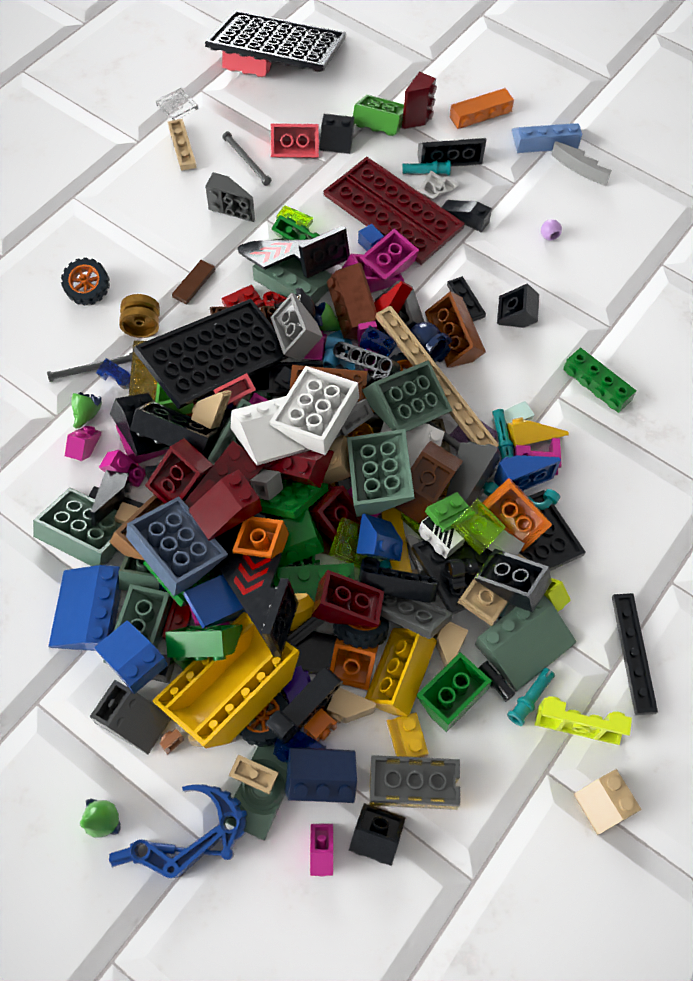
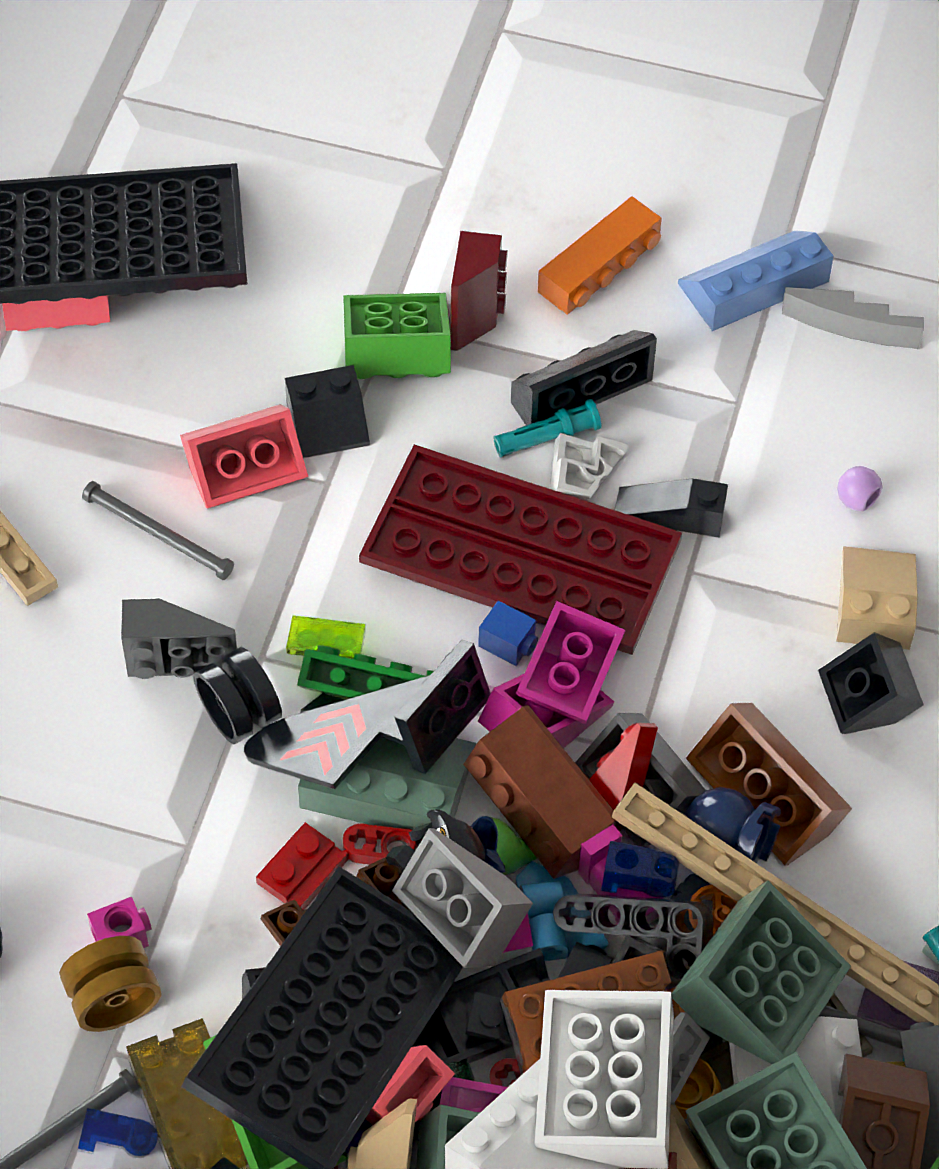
camera: 20 degrees left, 5 degrees down
(160, 295) = (123, 912): none -> dark pink brick
(193, 282) = (177, 858): reddish brown tile -> none
(247, 225) = (237, 695): none -> black wheel
(461, 288) = (740, 685): black tile -> none
(539, 273) = (877, 595): none -> tan slope

